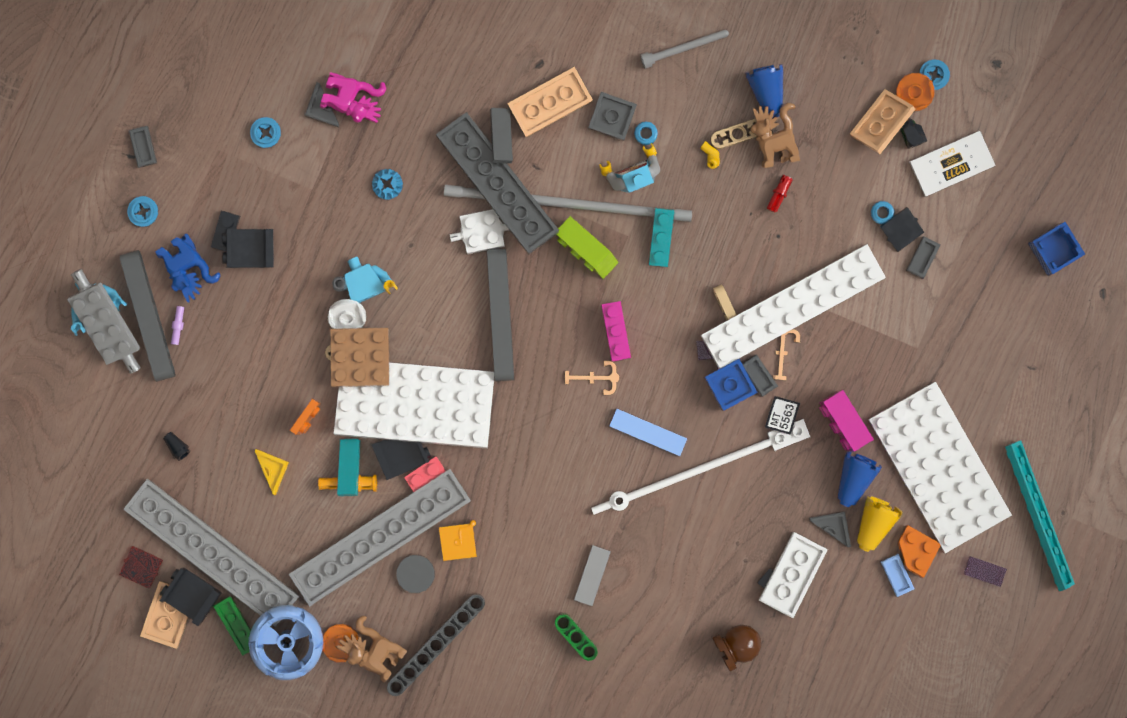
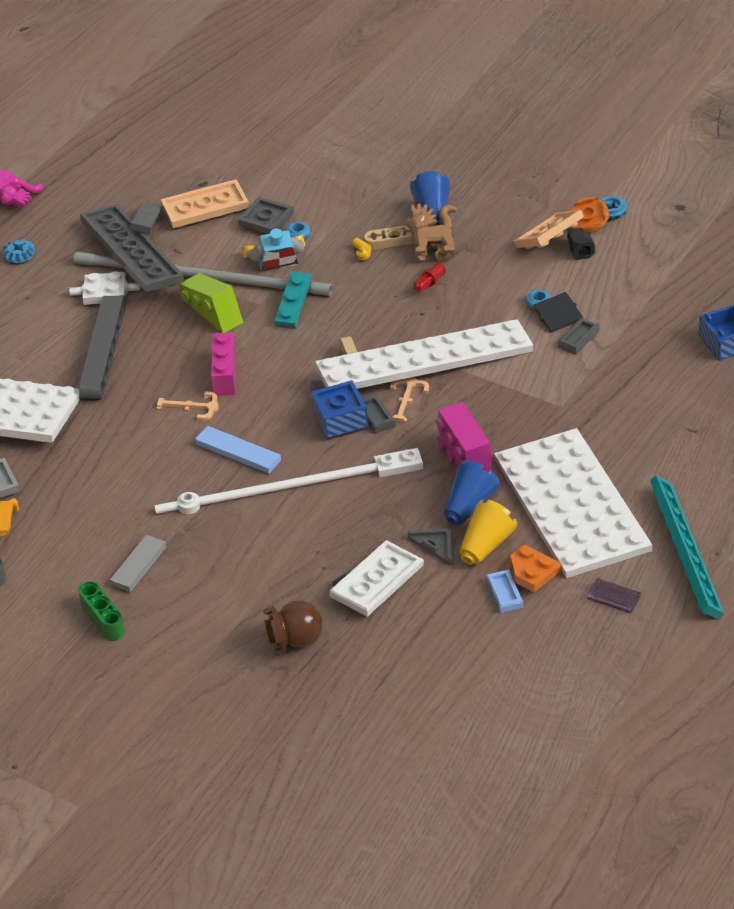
camera: 15 degrees right, 45 degrees down
(648, 58) = (315, 181): light grey piece -> none
(782, 415) = (394, 443): sticker -> none
(952, 163) = (621, 270): white tile -> none

